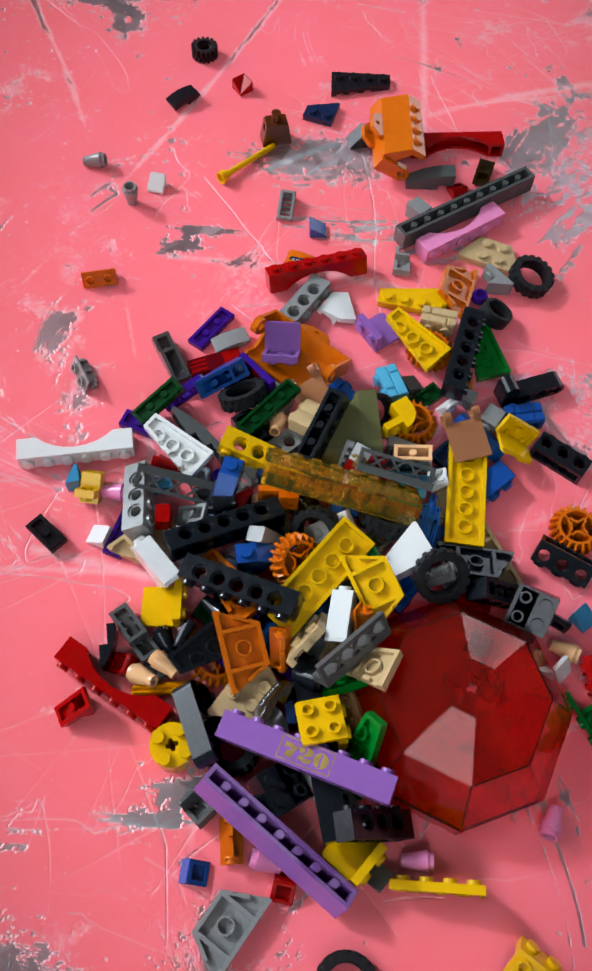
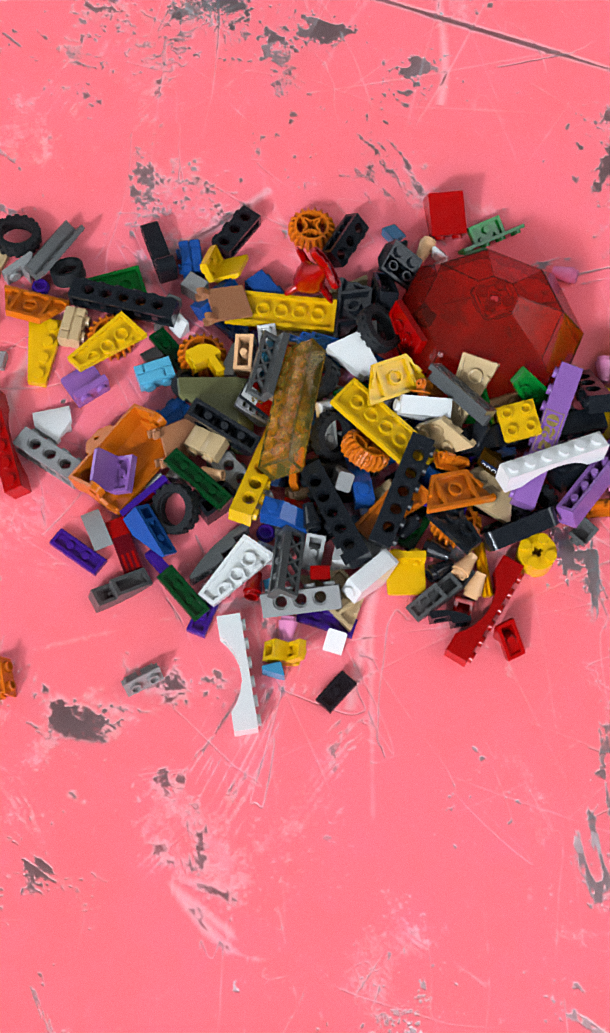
camera: 90 degrees left, 5 degrees up
(281, 790) = (521, 470): none -> white arch
(426, 608) = (409, 332): none -> red wing
(506, 515) = (311, 277): none -> red animal
(518, 300) = (53, 250): none -> dark grey fence

